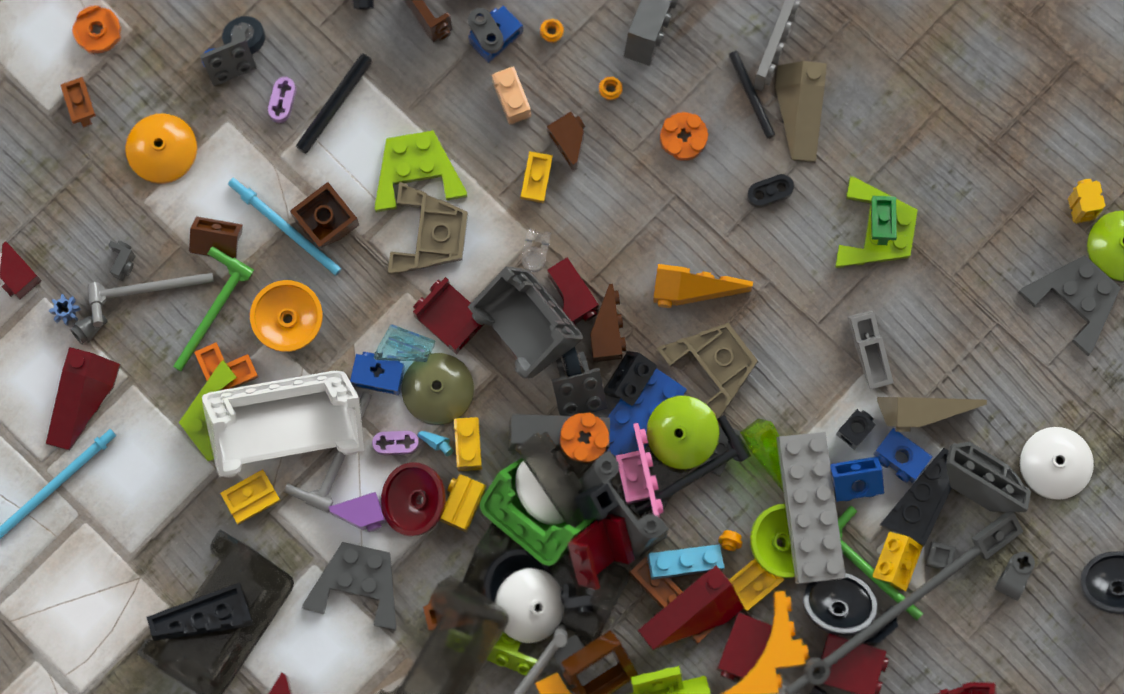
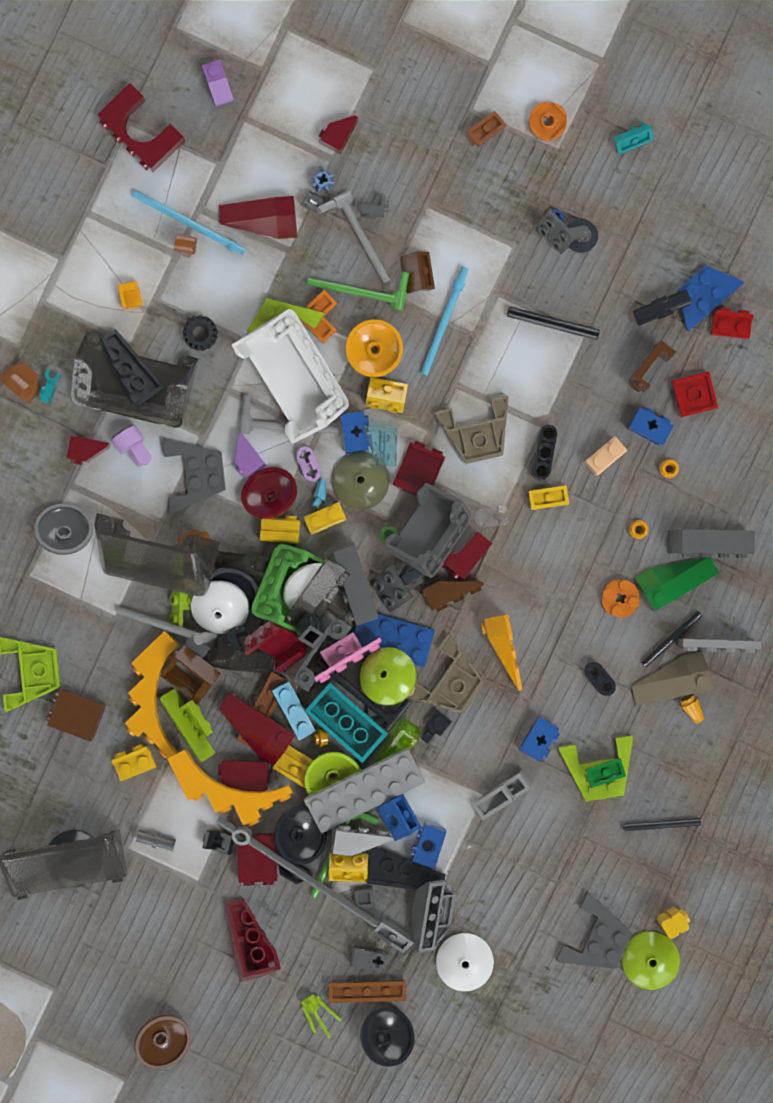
camera: 65 degrees right, 10 degrees up
(79, 495) = (185, 245): none -> dark orange piece
(112, 586) = (130, 295): none -> light orange panel
(164, 162) = (471, 218): light orange dish -> none
(177, 510) = (197, 321): none -> black tyre
(250, 496) = (230, 371): yellow plate -> none
(276, 98) = (541, 278): lavender beam -> none
(291, 645) = (130, 441): none -> lavender piece
(324, 216) = (460, 349): reddish brown slope -> none
(347, 322) = (386, 395): none -> yellow bracket
(415, 159) = (530, 399): lime wing -> none
(476, 153) = (544, 443): none -> black beam
(484, 29) = (648, 418): dark grey plate -> none
(509, 381) = (387, 530): none -> bright green plate
(568, 137) = (587, 511): reddish brown slope -> none
(587, 424) = (366, 604): orange plate -> none
(630, 377) = (417, 622): black bracket -> none
(685, 73) = (669, 582): none -> green wedge
(721, 502) = (346, 722): none -> teal brick
(761, 398) = (437, 724): none -> black plate
(820, 296) = (539, 728): none -> blue brick
(840, 97) = (692, 707): none -> light orange cone
(849, 436) = (431, 798): black brick -> none
(869, 542) = (352, 841): none -> light grey slope
(918, 412) = (462, 843): dark tan wedge -> none
(966, 178) = (662, 824): none -> black bar
(1051, 663) = (310, 1006): none -> lime plant
(1055, 590) = (367, 991): none -> dark orange plate

